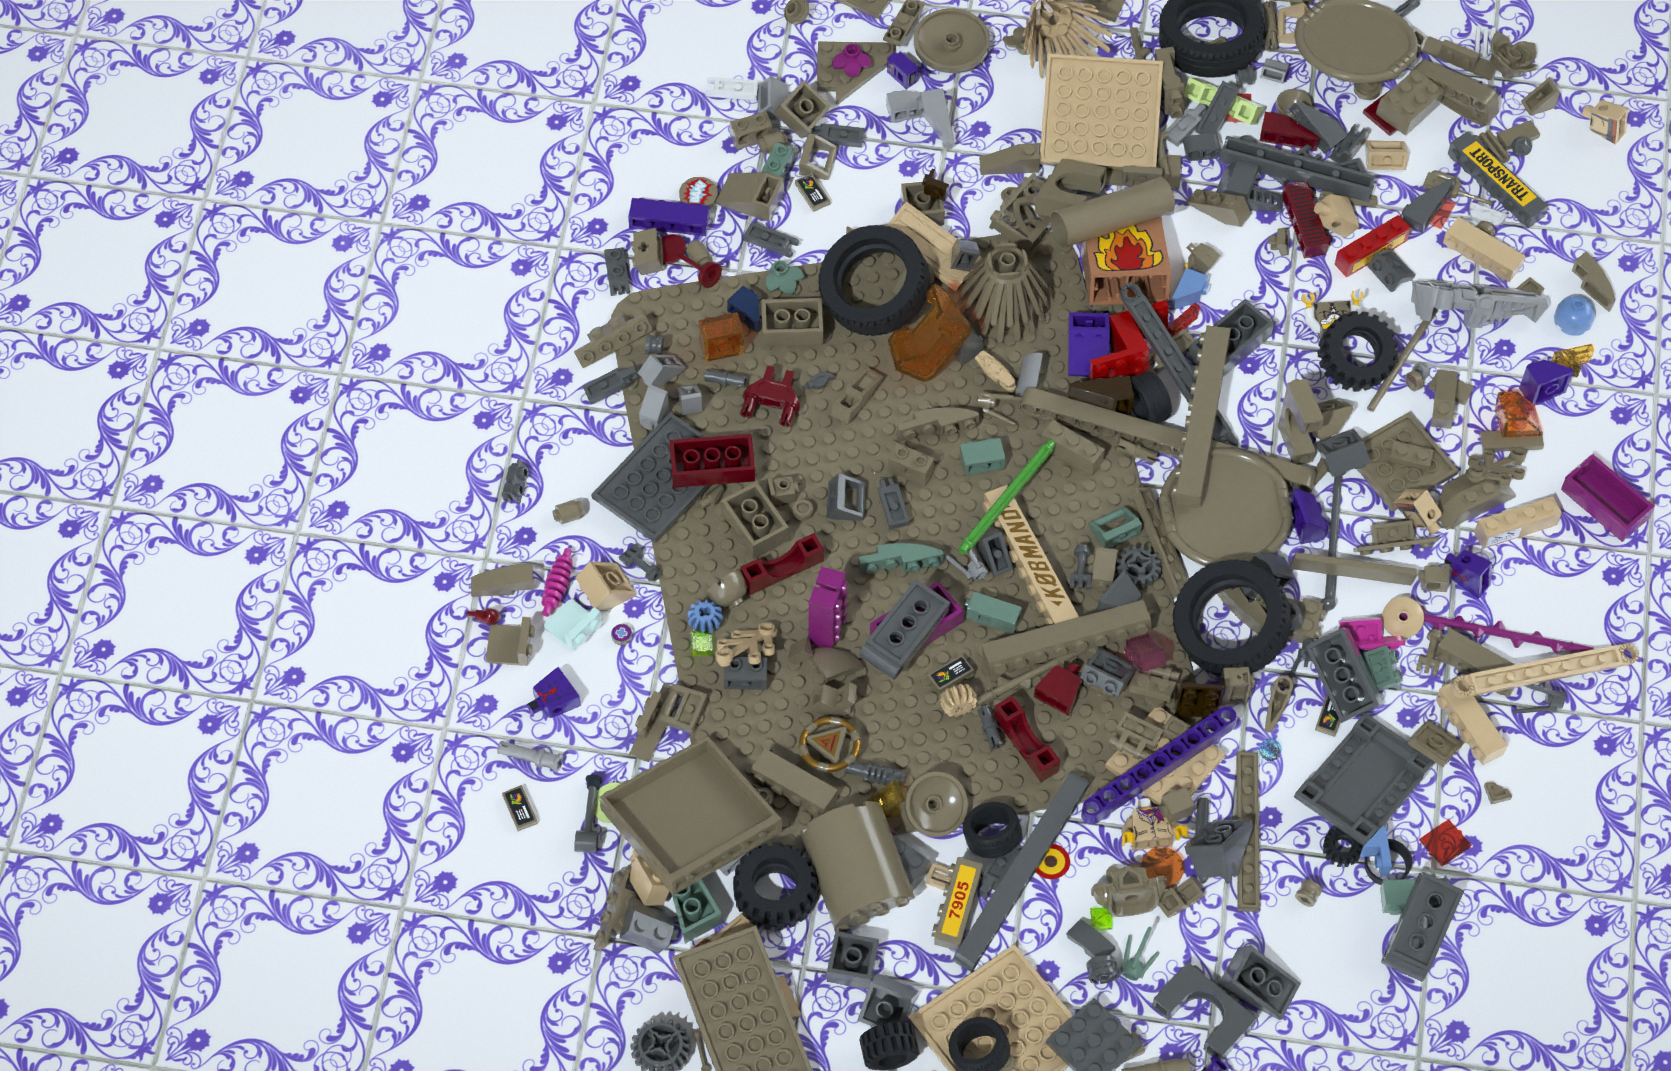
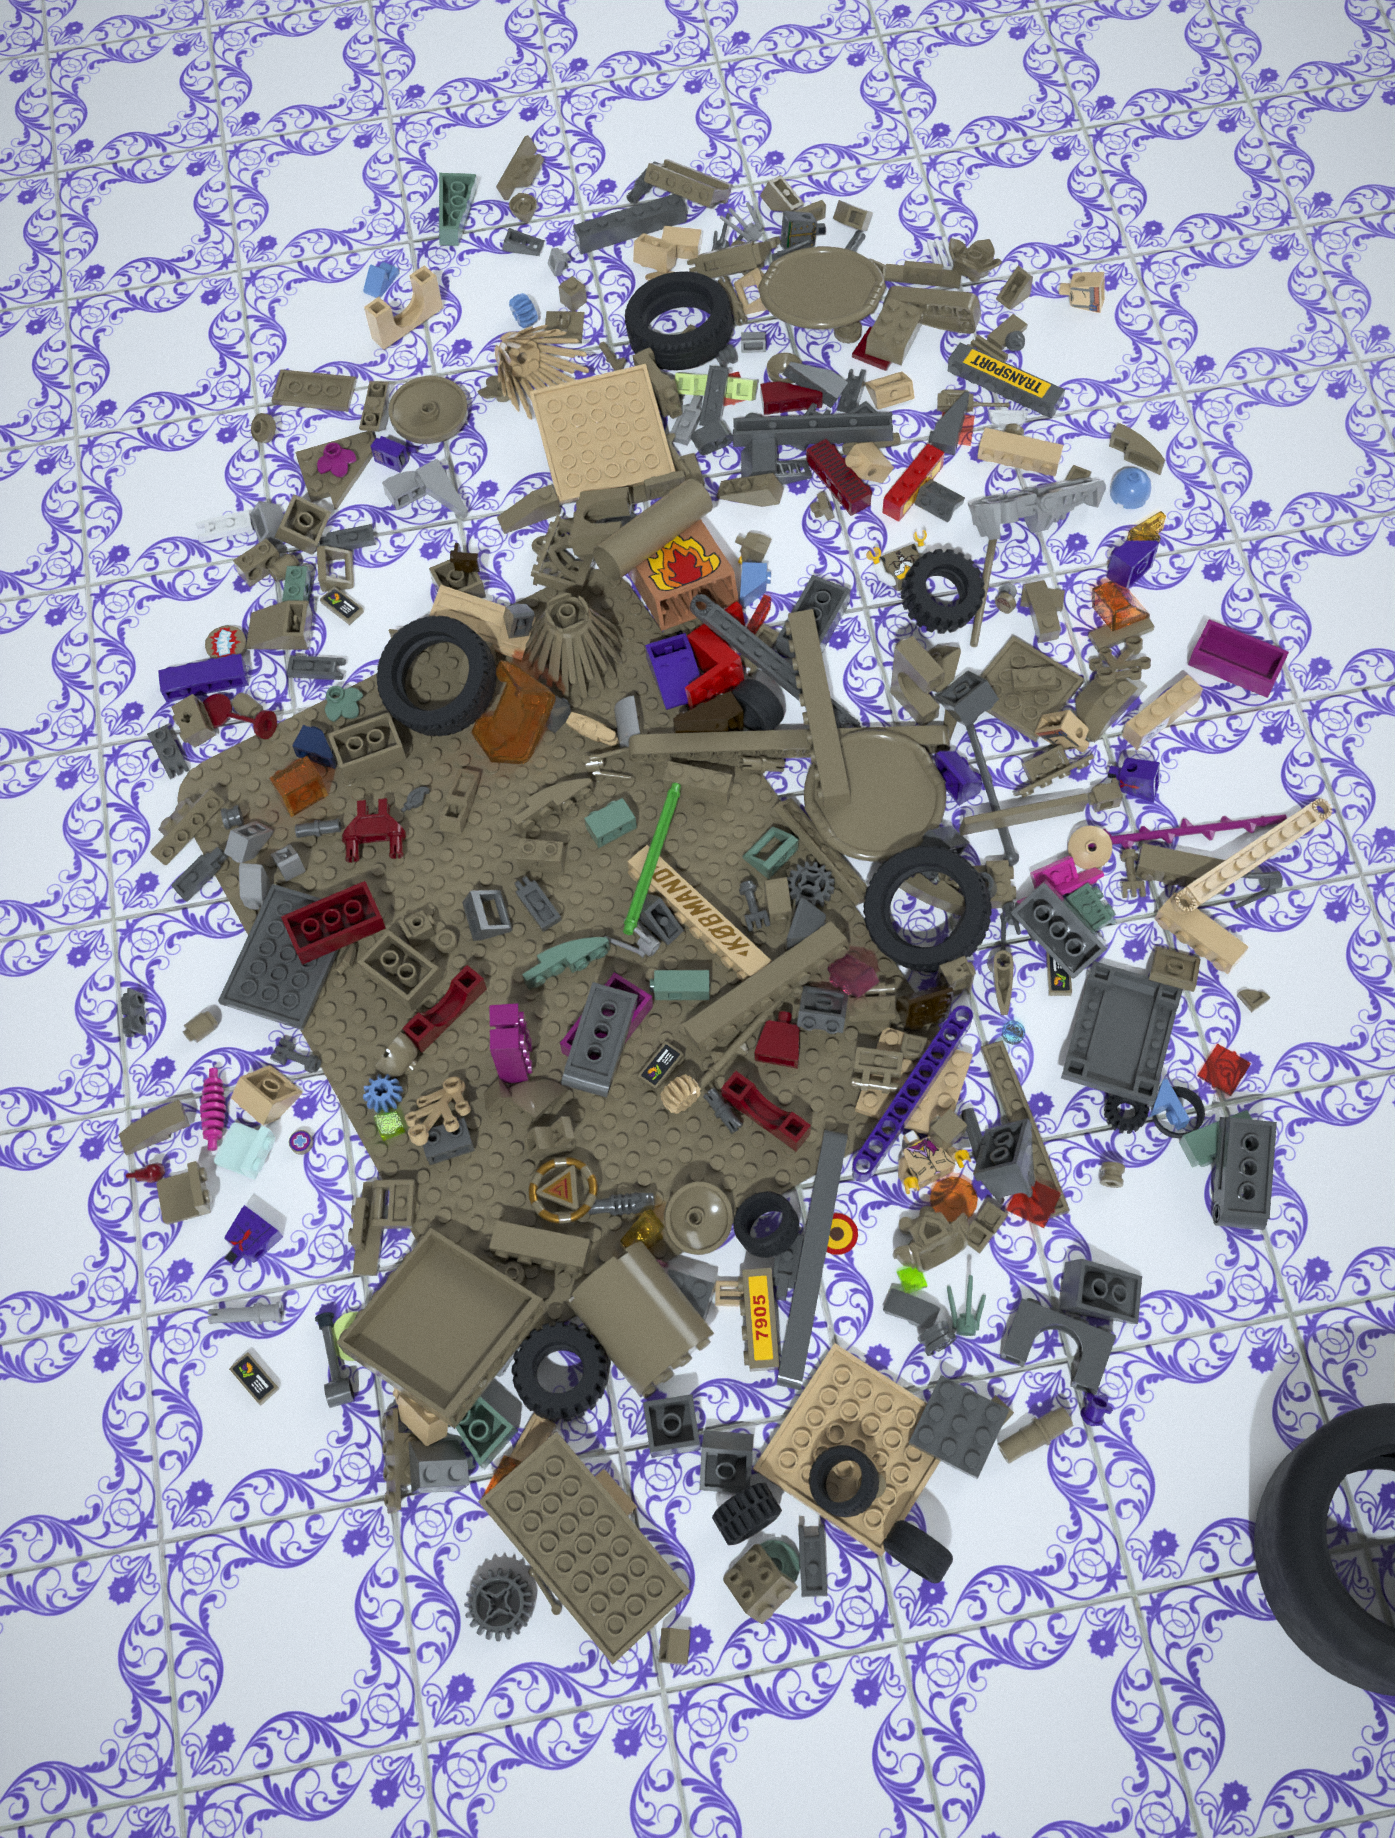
camera: 15 degrees left, 5 degrees up
(1231, 896) = (1036, 1208): none -> clear red piece

